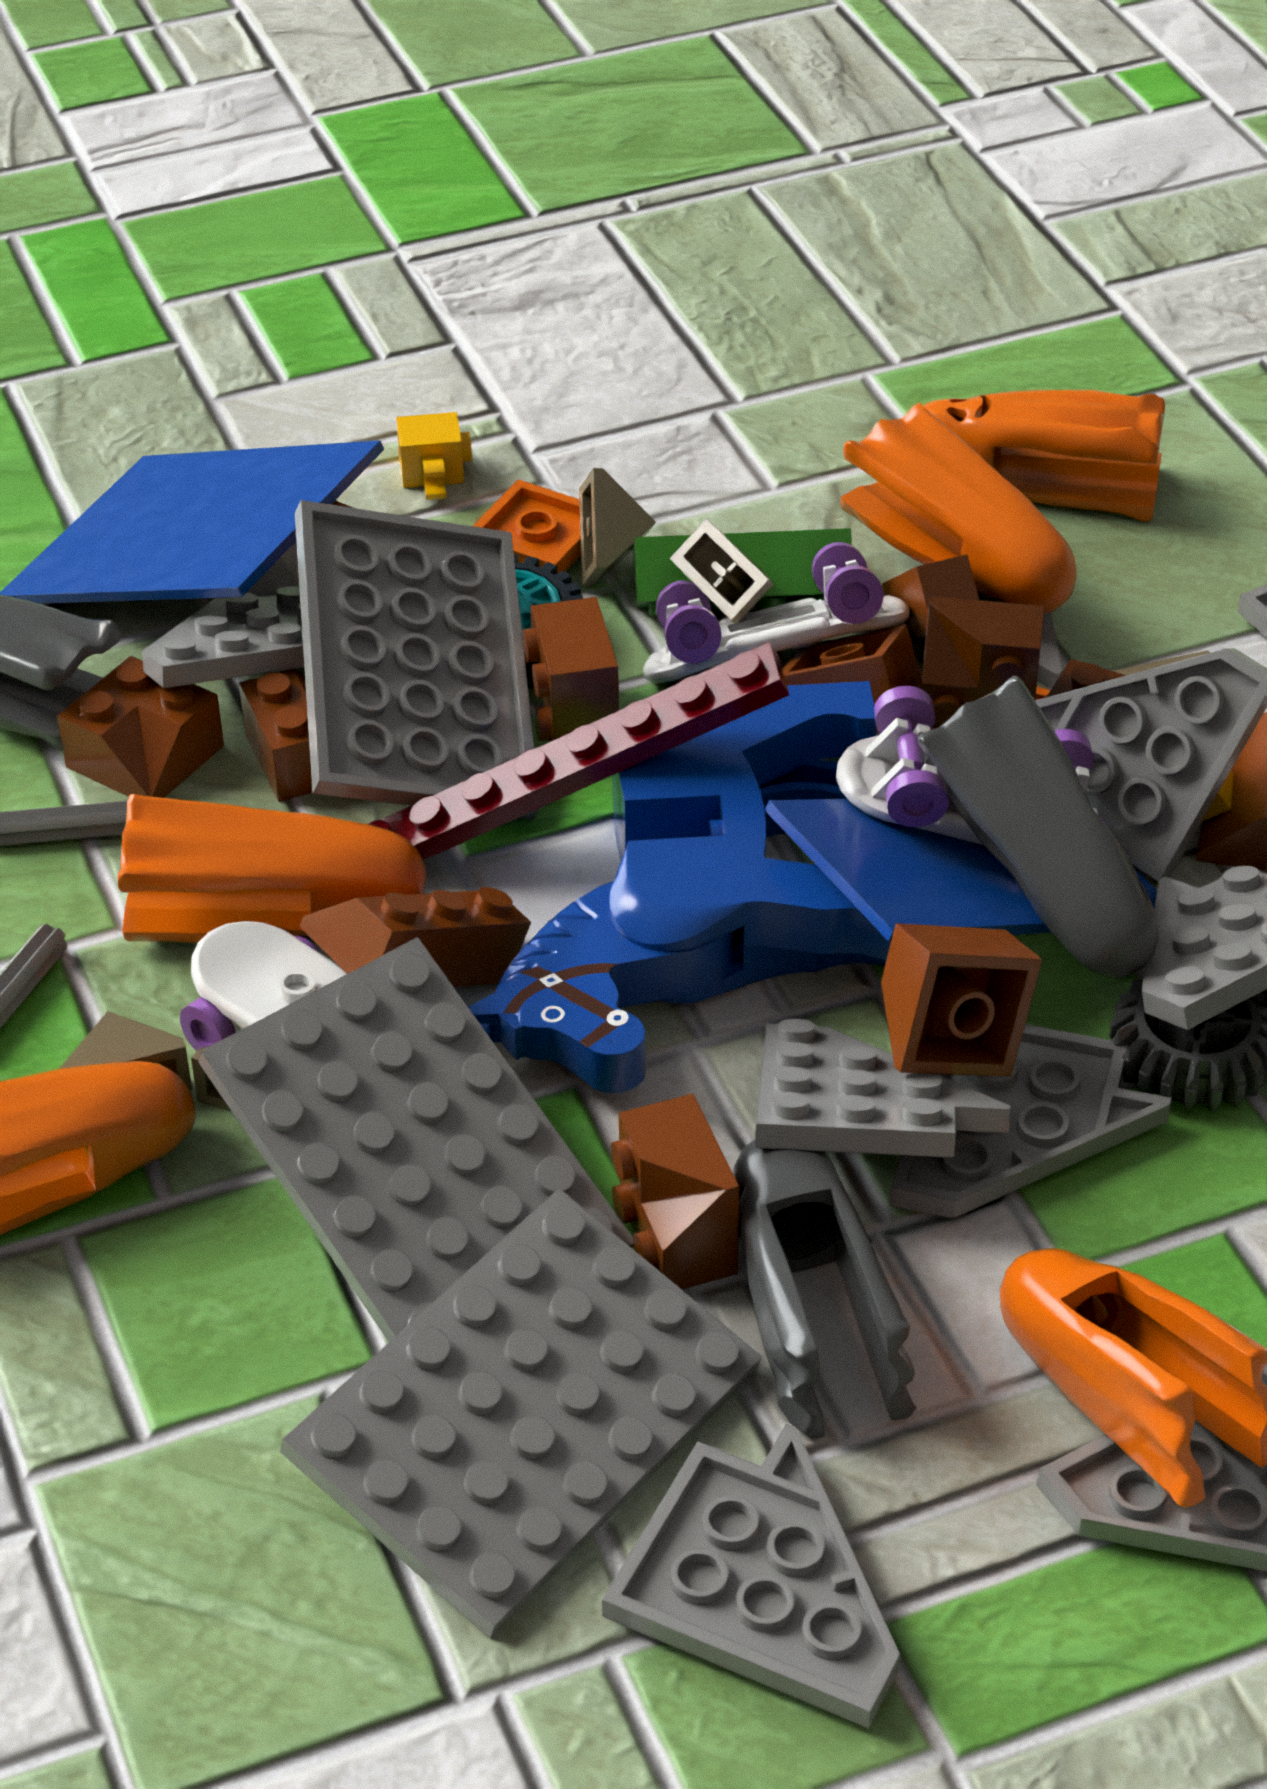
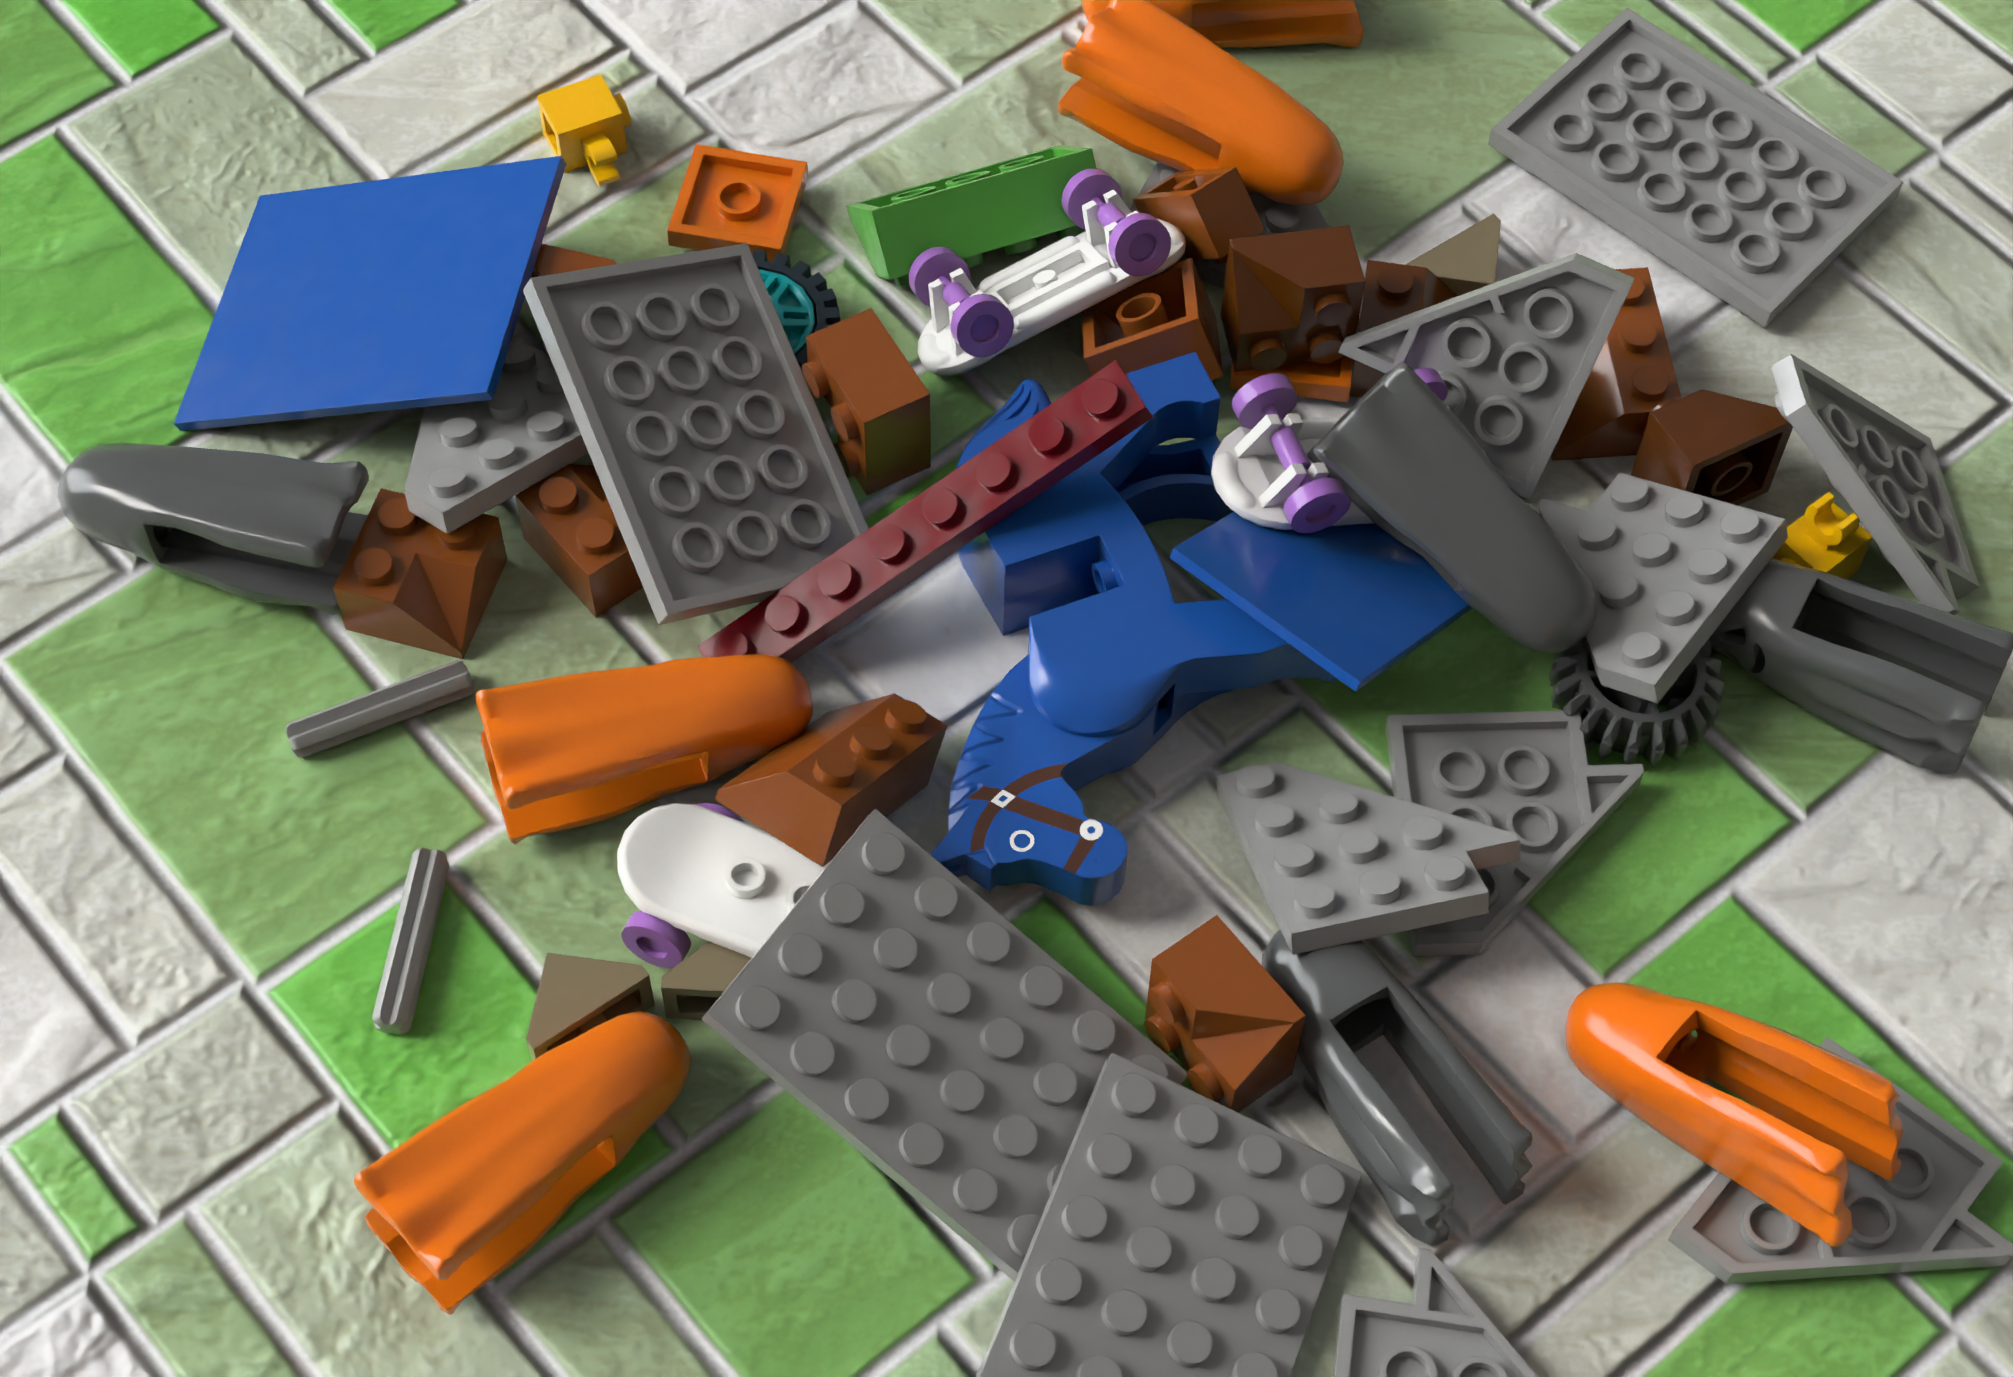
camera: 20 degrees left, 15 degrees up
(607, 525) = (824, 192): dark tan slope -> none
(722, 571) = (981, 236): dark tan slope -> none
(957, 999) = (1433, 728): dark orange slope -> none

